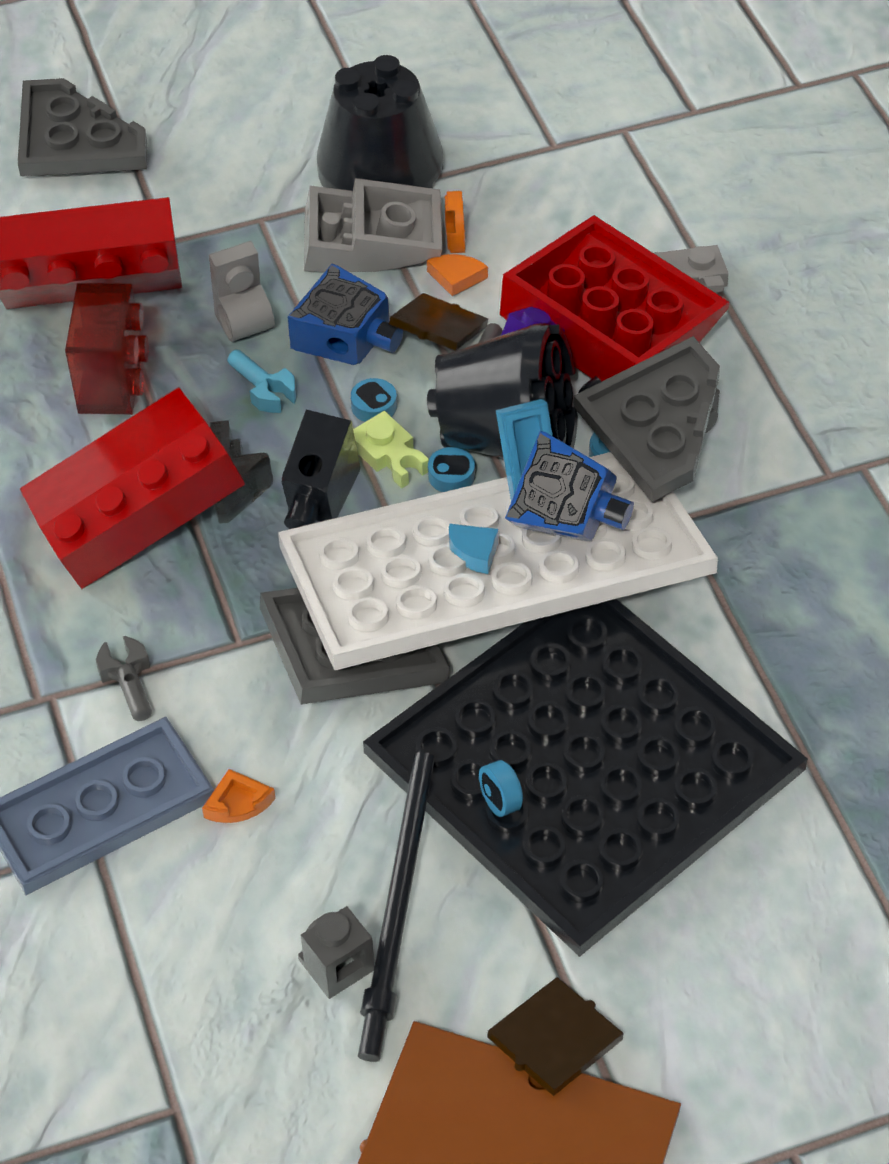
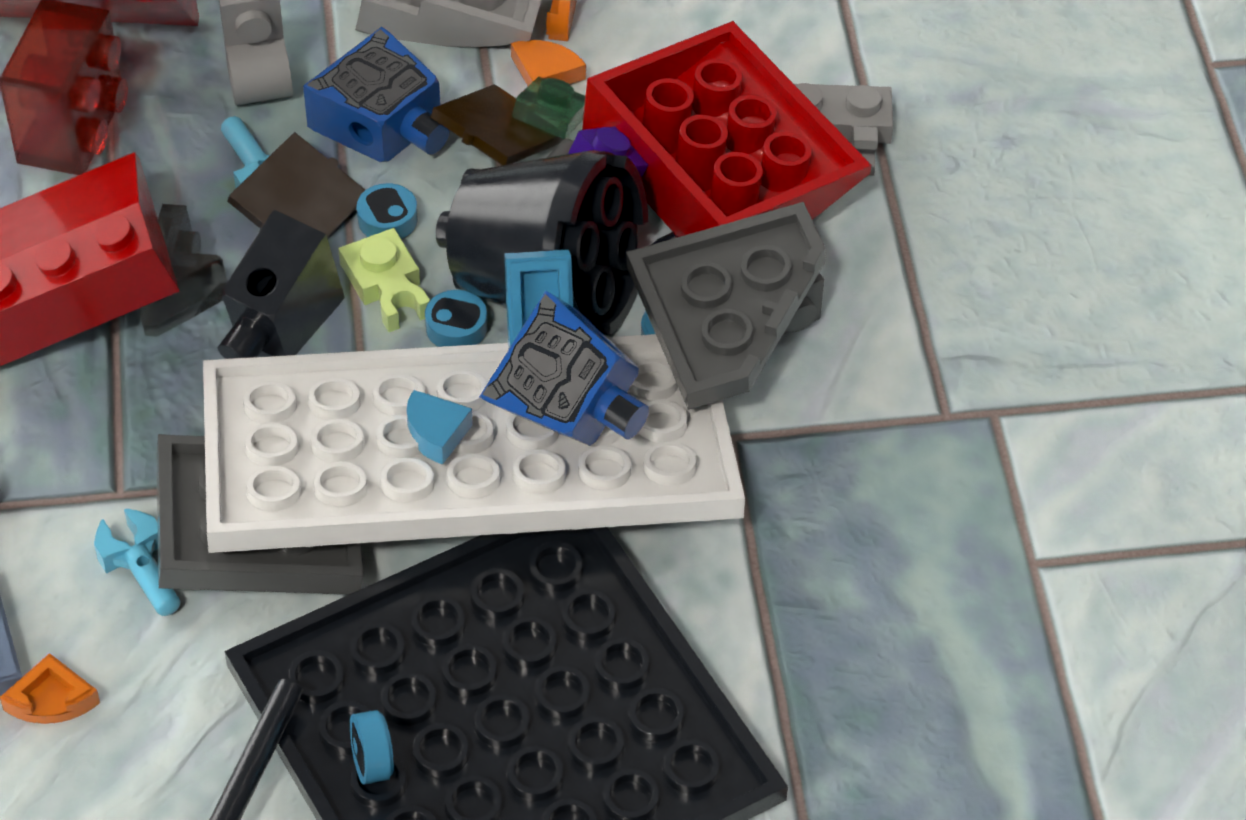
camera: 10 degrees right, 0 degrees up
(271, 687) = (137, 558): none -> medium azure bar
(300, 388) = (300, 185): none -> dark brown piece
(473, 301) = (550, 106): none -> clear green plate

